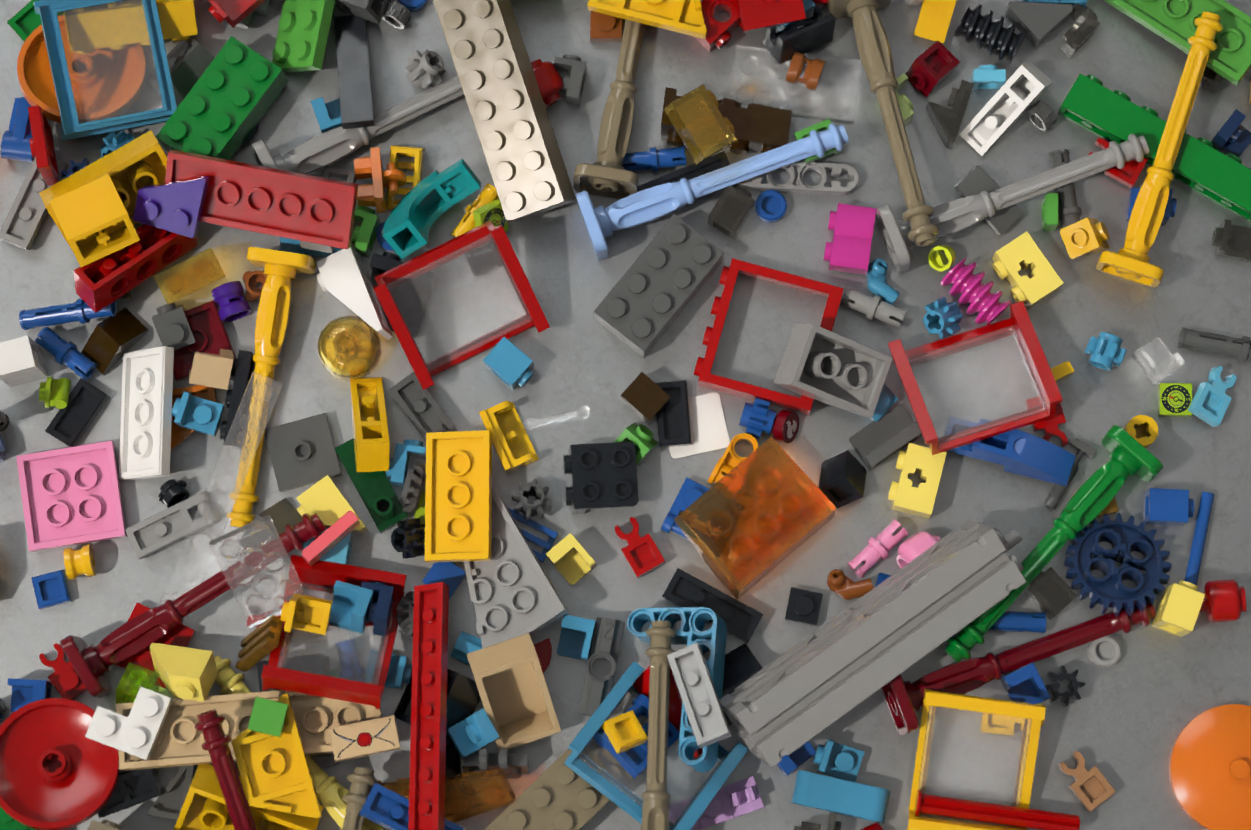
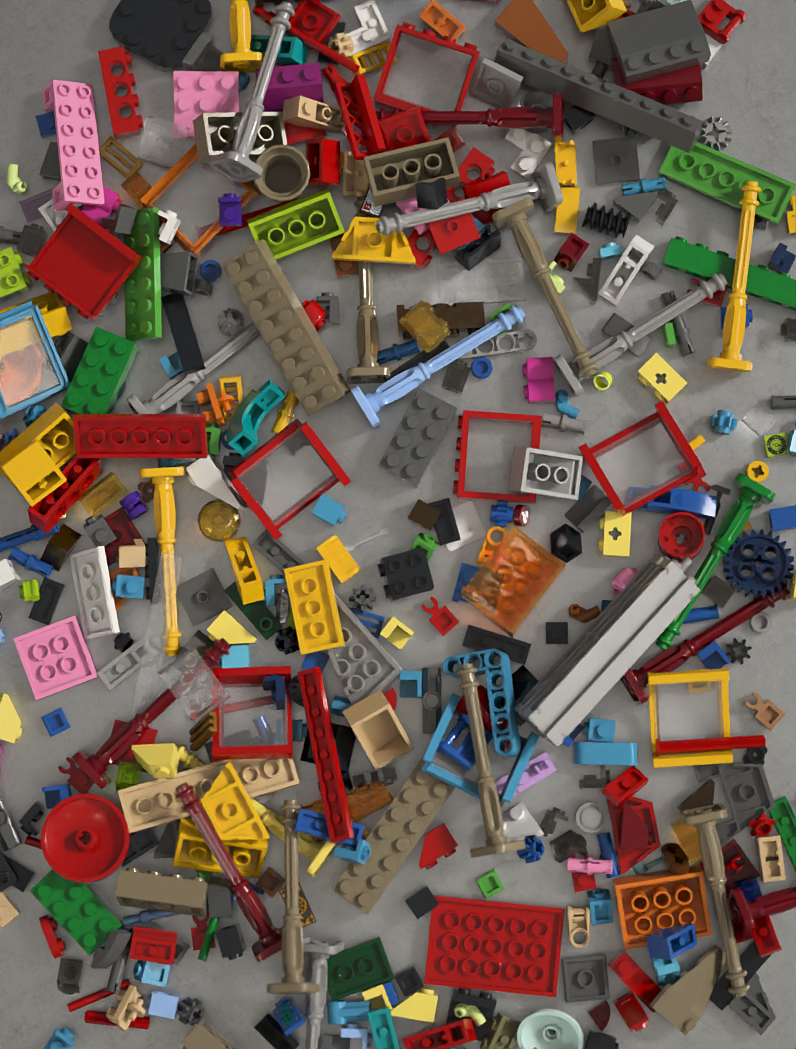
camera: 10 degrees left, 5 degrees up
(79, 562) = (71, 700): yellow wheel -> none
(134, 733) = (134, 808): white plate -> none
(172, 206) = (83, 452): dark purple wing -> none
(268, 717) = (221, 780): bright green tile -> none
(306, 614) = (231, 706): yellow bracket -> none
(330, 538) = (235, 652): coral tile -> none
(350, 606) = (258, 695): dark azure panel -> none
(364, 738) = (287, 780): tan tile -> none
(472, 733) = (356, 762): dark azure bracket -> none
(491, 212) = (296, 411): lime tile -> none
(624, 731) = (456, 741): yellow tile -> none
(699, 695) = (500, 708): light grey plate -> none
(812, 72) = (492, 273): dark orange wheel -> none
(877, 548) = (598, 584): bright pink pin -> none
(942, 318) = (611, 421): dark azure gear -> none
(975, 292) = (630, 400): dark pink piece -> none
(1018, 485) = (681, 524): none -> red wheel
(1085, 237) = (695, 348): yellow bracket -> none

